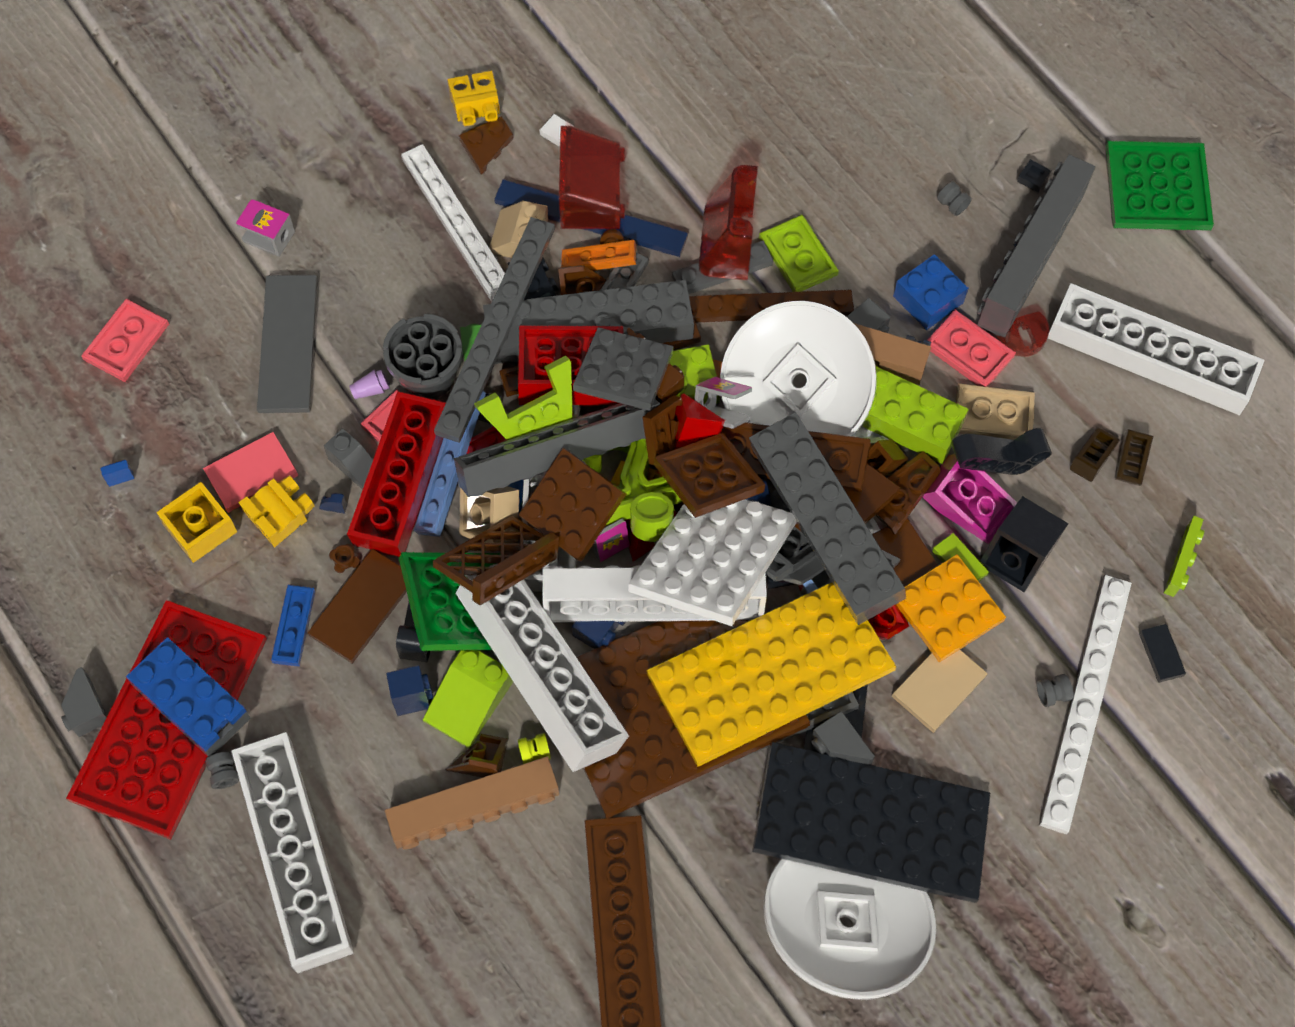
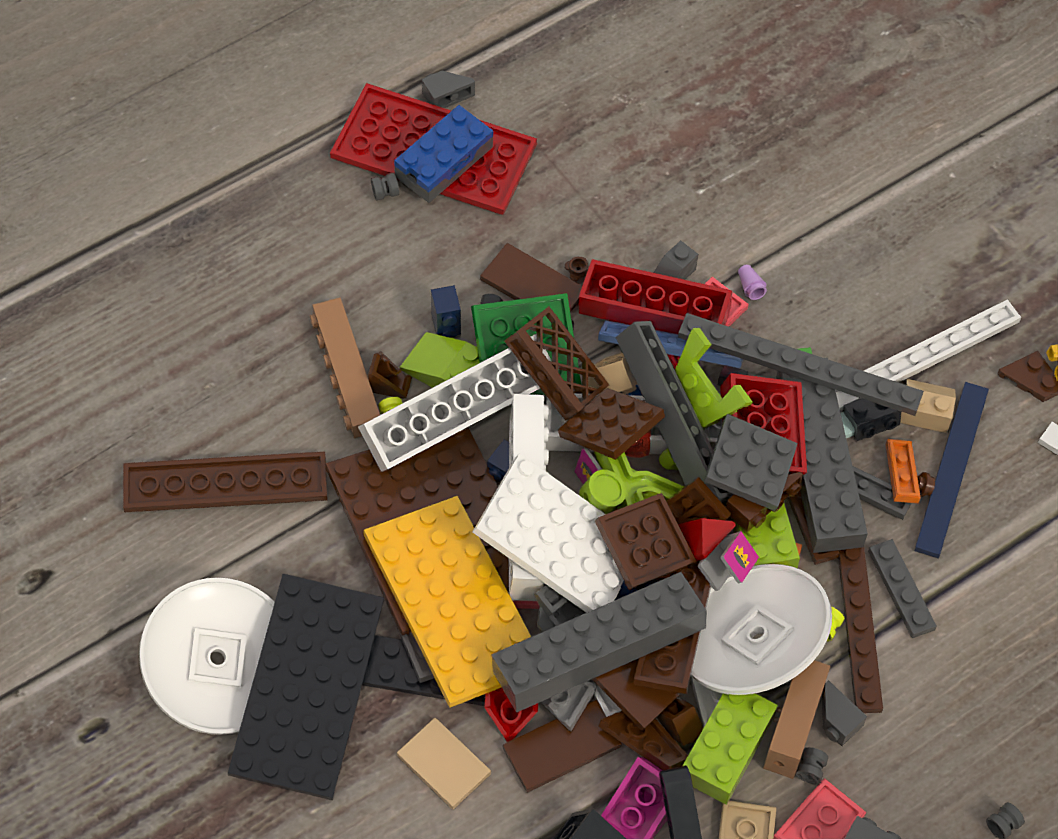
camera: 90 degrees right, 5 degrees down
(117, 473) = (656, 97): blue tile -> none
(125, 340) = (791, 97): coral tile -> none
(197, 522) = (607, 154): yellow brick -> none
(249, 470) = (662, 196): coral tile -> none
(266, 227) = (912, 191): piece -> none
(275, 511) = (622, 214): yellow hips -> none
(287, 344) = (794, 218): dark grey tile -> none
(292, 853) = (311, 235): white brick -> none
(293, 625) = (516, 234): blue tile -> none
(335, 503) = (631, 256): dark blue tile -> none
(423, 355) = (769, 305): dark grey cone -> none
(579, 280) = (867, 451): reddish brown slope -> none
(589, 180) = (990, 455): clear red windscreen -> none
(725, 233) = (974, 589): clear red windscreen -> none
(798, 254) = (925, 662): lime tile -> none
(840, 740) = (384, 658): dark grey slope -> none
(930, 292) = (882, 784): blue brick -> none
(949, 608) = (520, 772): light orange plate -> none
(952, 546) = (574, 793): lime tile -> none

